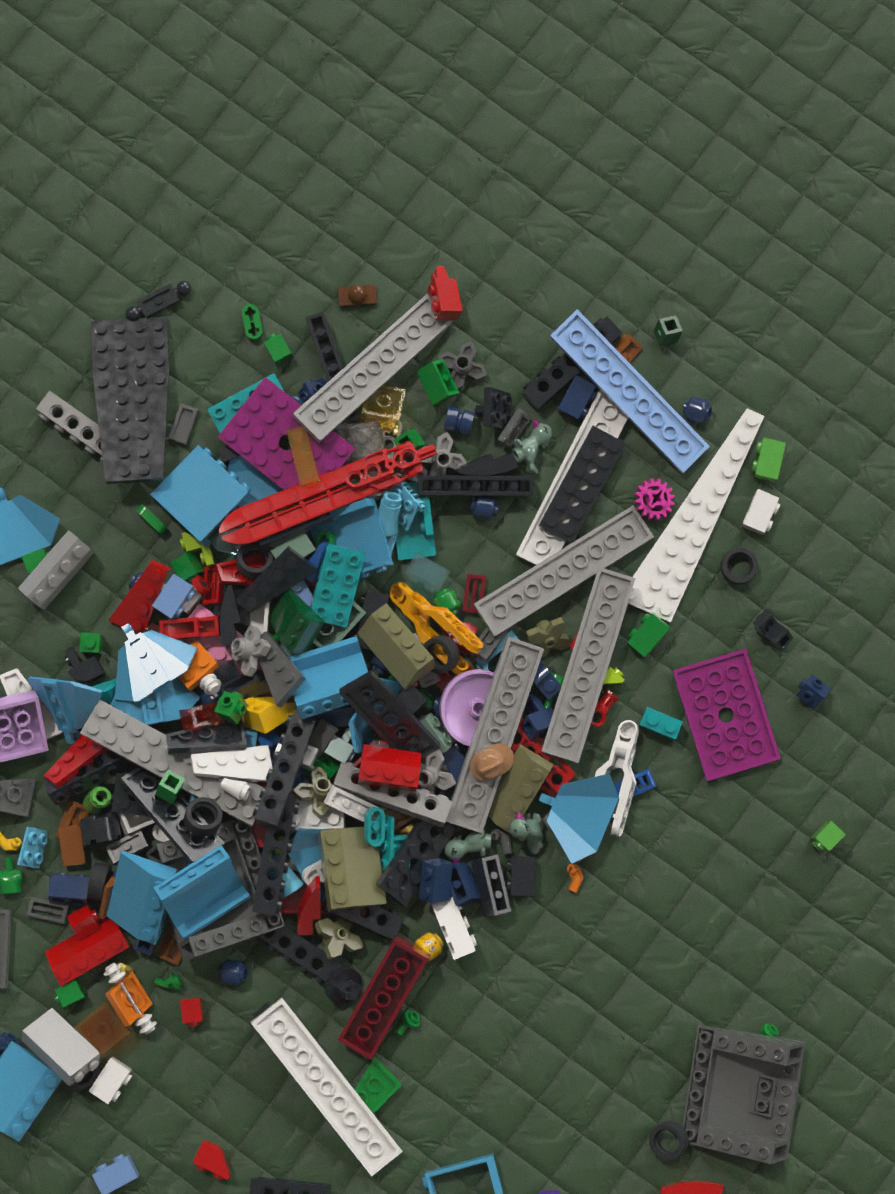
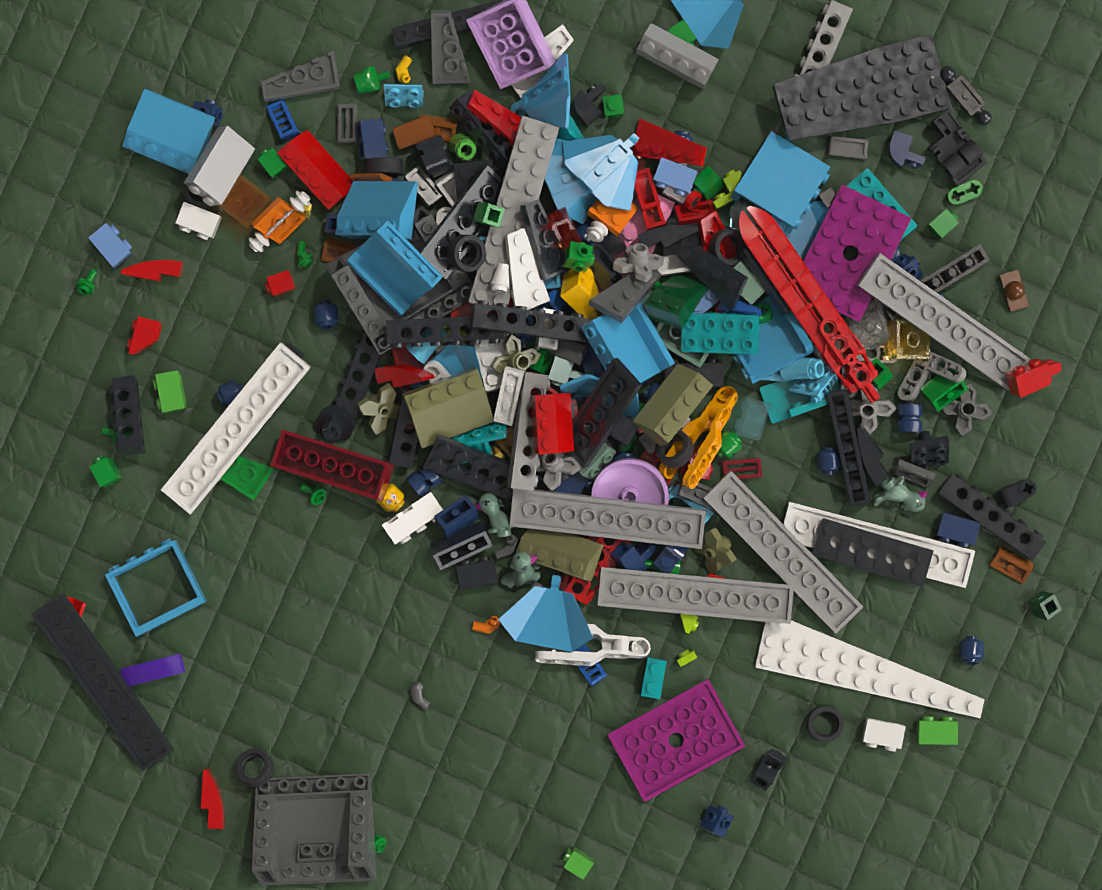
camera: 80 degrees right, 5 degrees up
(42, 970) = (286, 132): none -> blue slope
(84, 921) = (343, 161): red brick -> none
(150, 1135) = (154, 269): none -> red slope
(151, 519) = (747, 137): green beam -> none
(198, 376) = (898, 151): none -> dark blue brick
(209, 322) = (955, 150): none -> black plate
(275, 1145) = (170, 391): none -> bright green brick
(289, 1086) = (228, 392): none -> dark blue head
(303, 456) = (840, 272): clear yellow plate -> none
(374, 826) = (494, 421): teal plate -> none
(413, 391) = (929, 366): none -> light grey beam
(418, 910) = (423, 480): none -> dark blue wheel
(435, 880) = (454, 491): dark blue brick -> none
(491, 762) = (580, 521): medium nougat piece -> none
(550, 345) = (1014, 494): none -> black piece
(604, 705) = (658, 618): red connector -> none
(629, 391) = (975, 579): light blue plate -> none
(630, 962) = (416, 695): none -> dark grey arm
(647, 688) = (686, 657): none -> lime plate
(648, 634) = (738, 648): green brick -> none
(660, 503) = (870, 633): dark pink gear -> none

